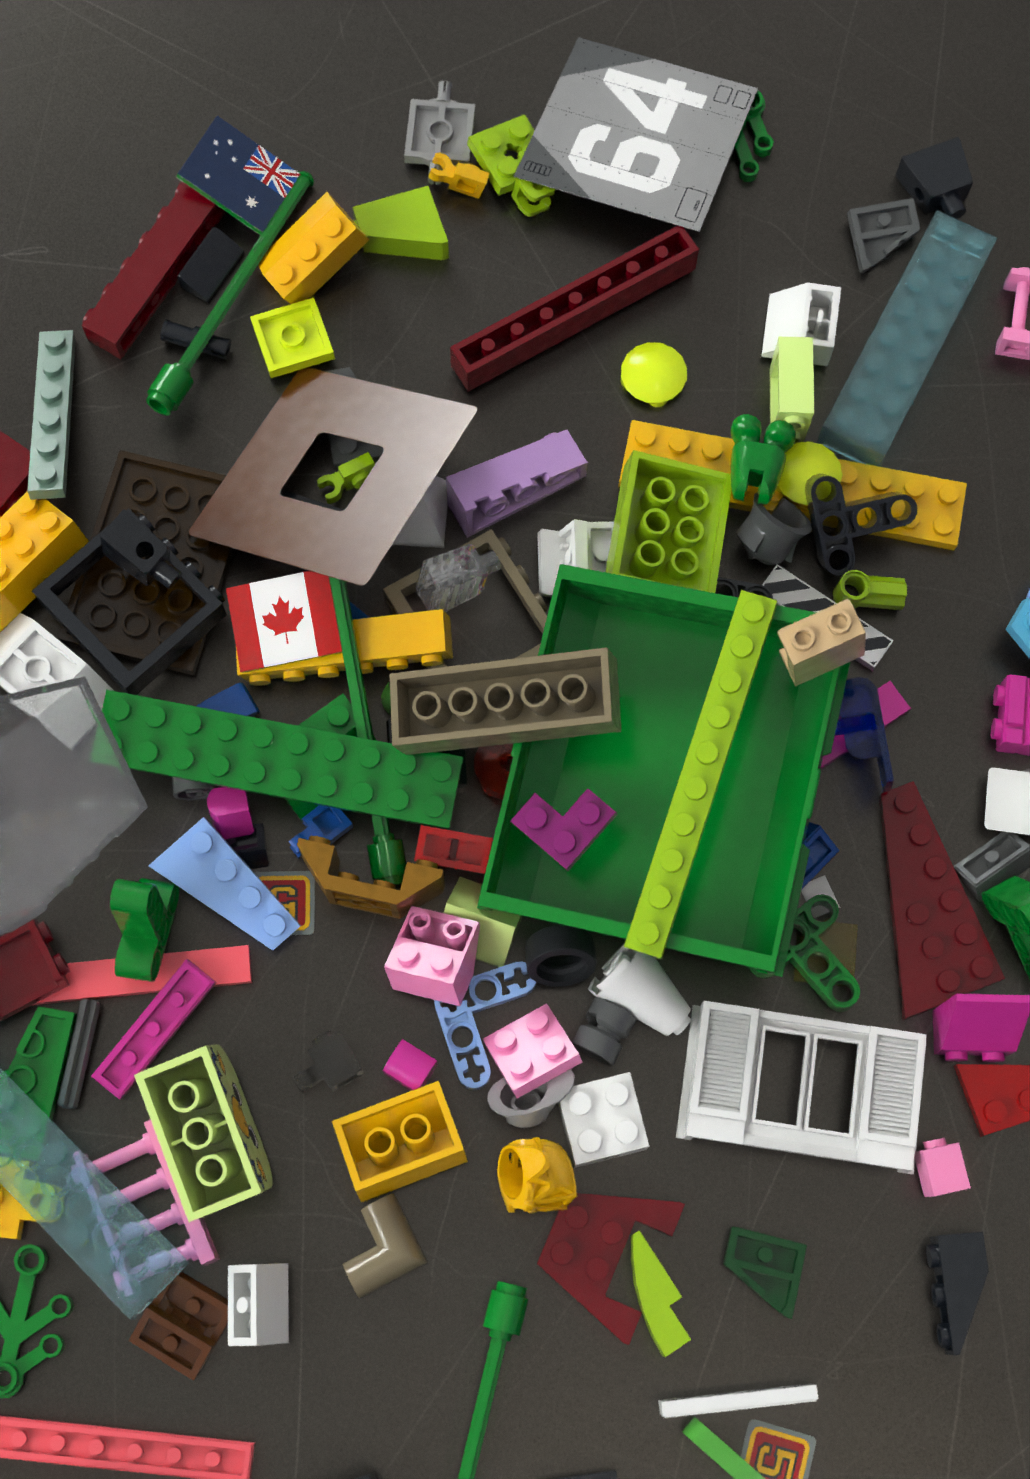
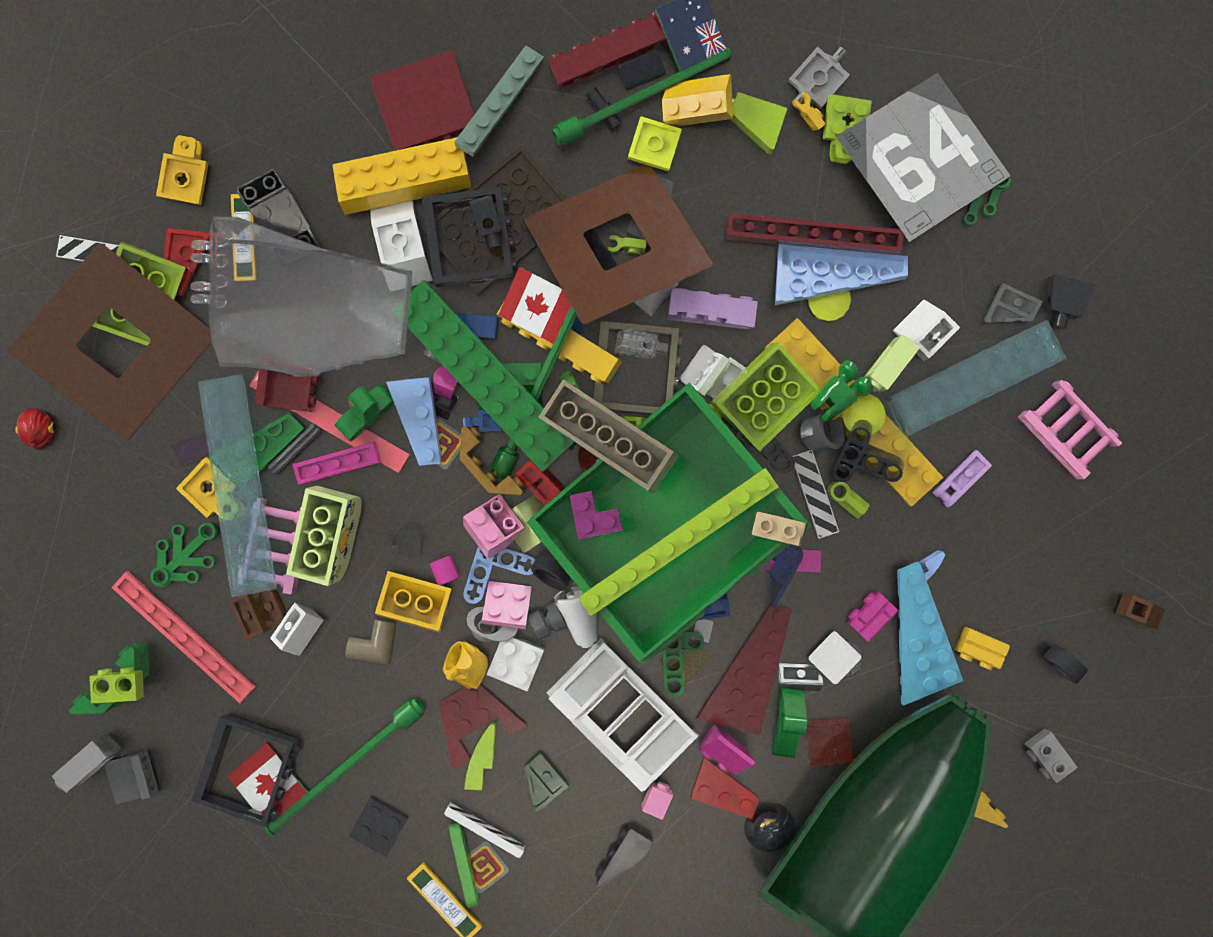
camera: 35 degrees right, 15 degrees up
(616, 346) = (818, 272): none -> light blue wing
(990, 468) = (962, 478): none -> lavender plate

